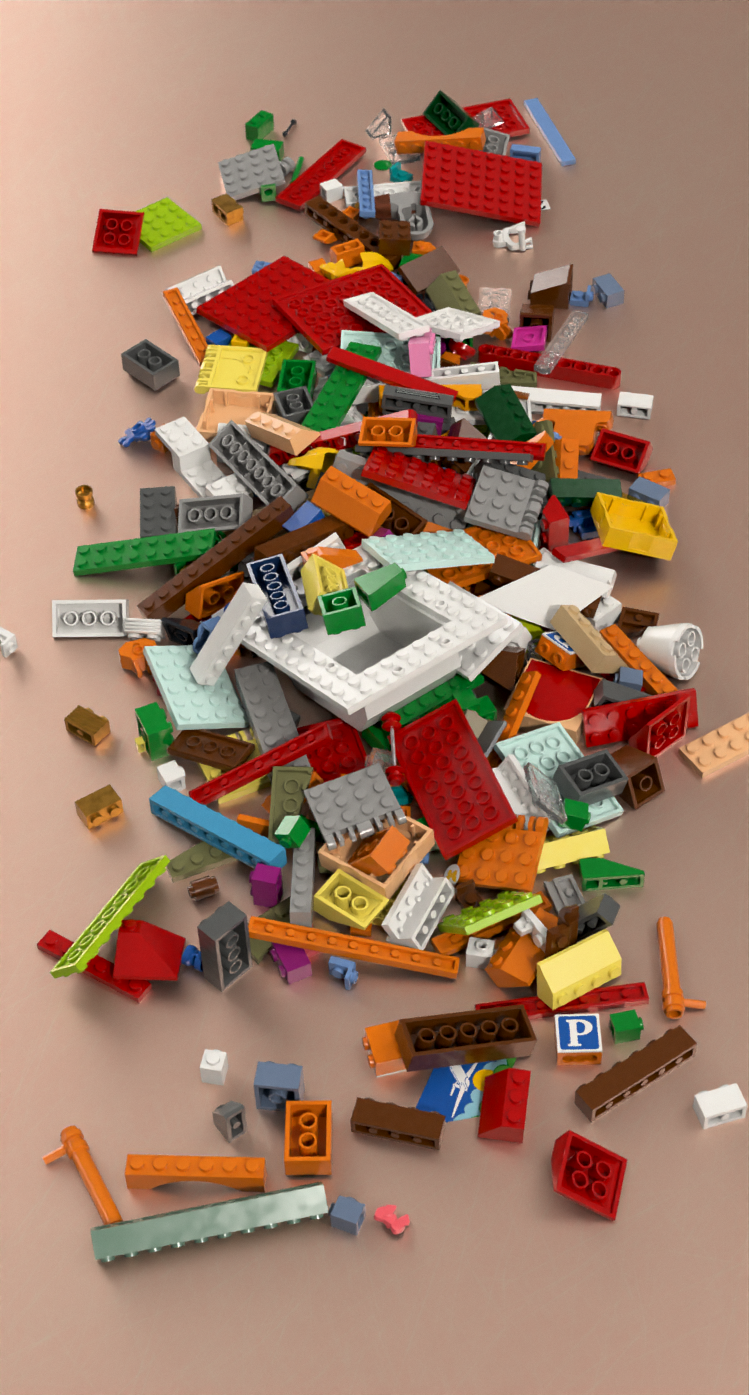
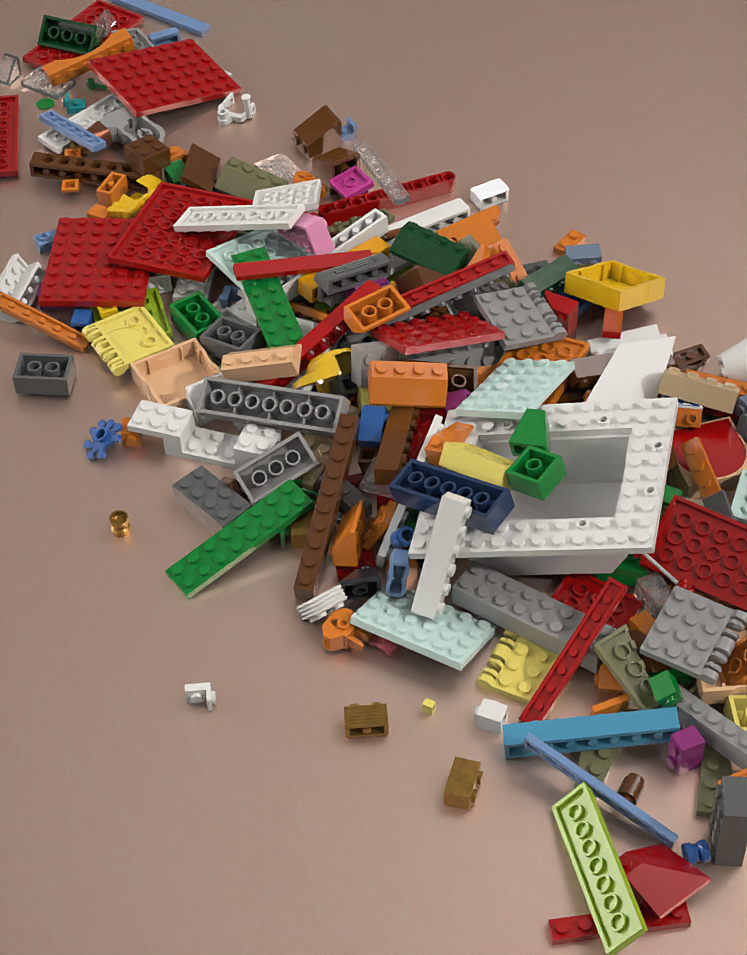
camera: 40 degrees left, 0 degrees up
(89, 618) = (254, 625): white slope -> none
(154, 730) = (437, 683): green brick -> none
(175, 871) = (601, 790): none -> medium blue tile
(211, 749) = (502, 669): reddish brown tile -> none
(331, 190) = (29, 144): white brick -> none
(608, 290) = (363, 115): sand blue brick -> none
(621, 451) = (528, 233): red slope -> none

